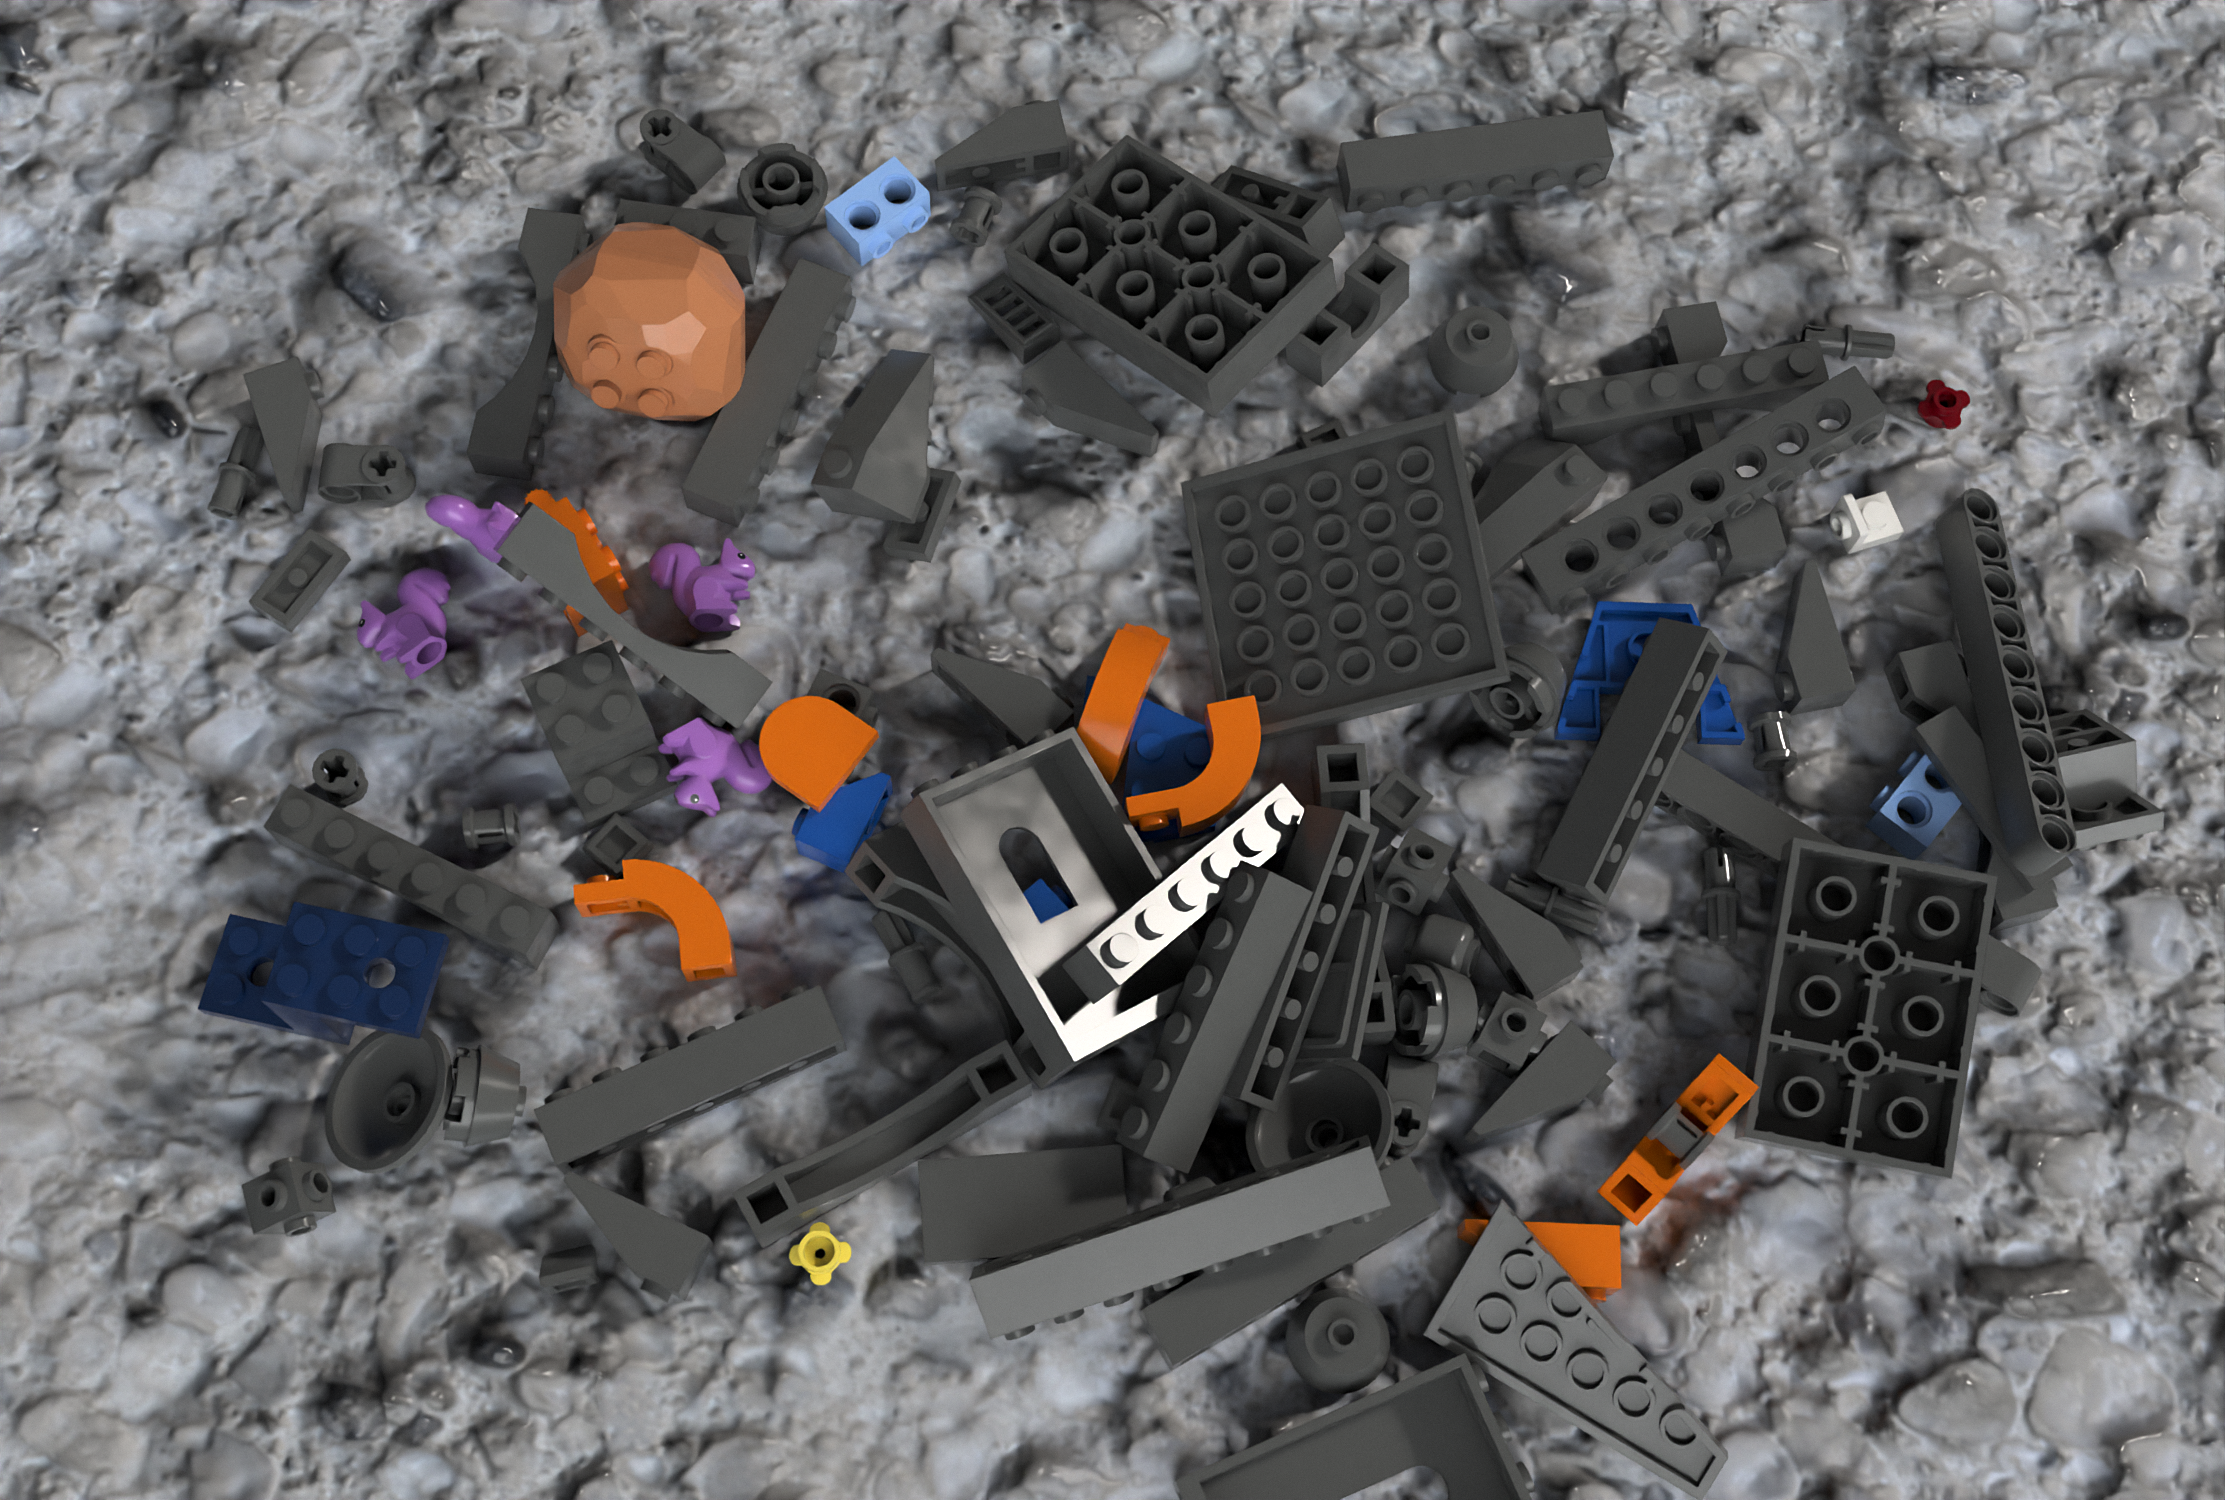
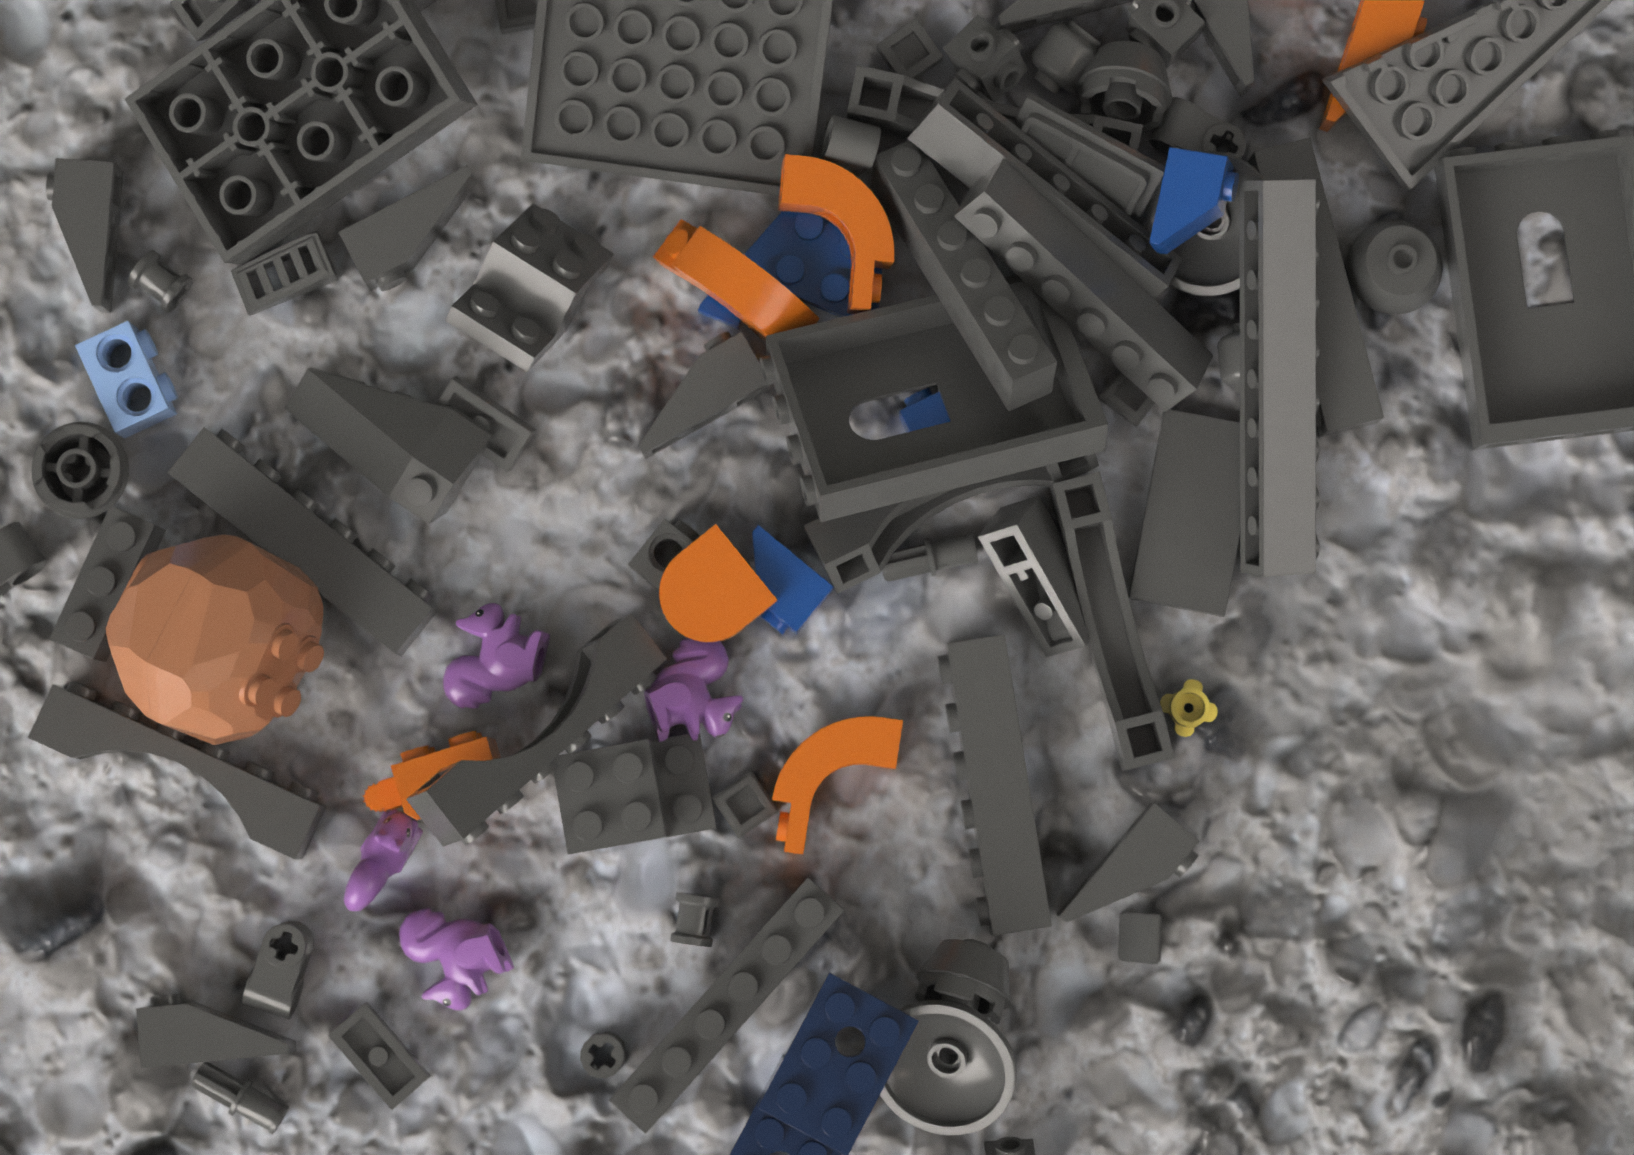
camera: 70 degrees left, 15 degrees up
(919, 1053) = (1037, 573): none -> dark grey slope
(1060, 515) = (529, 286): none -> dark grey bracket
(1284, 758) = (850, 144): none -> dark grey piece
(1333, 1090) = (1191, 196): none -> blue slope

